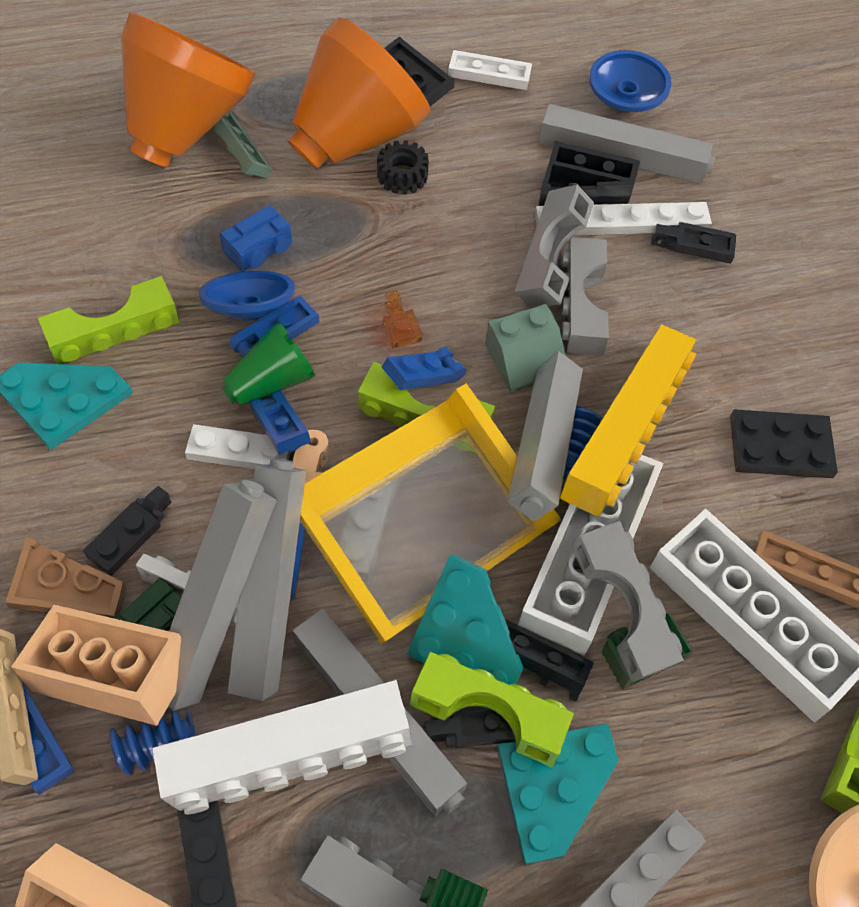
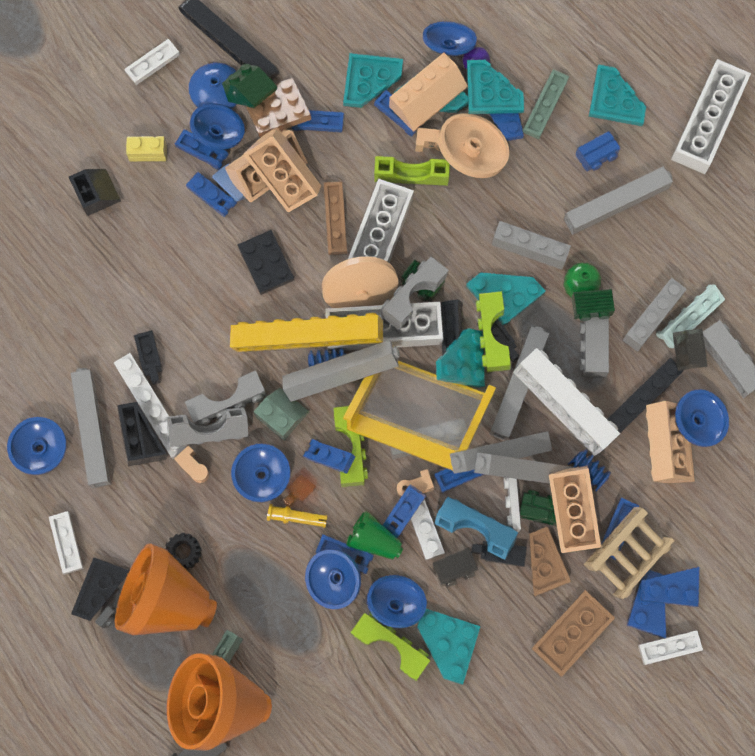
camera: 115 degrees left, 15 degrees up
(144, 523) = (456, 515): none -> dark azure arch
(152, 452) = (454, 568): none -> clear smoke brick
(172, 331) = (397, 593): none -> blue dish
(256, 238) = (288, 602): blue brick -> none
(372, 293) = (286, 515): none -> yellow pin
(454, 269) = (251, 463): none -> blue dish
(510, 221) = (196, 471): none -> light nougat leg
(684, 522) = (359, 283): none -> light nougat dish

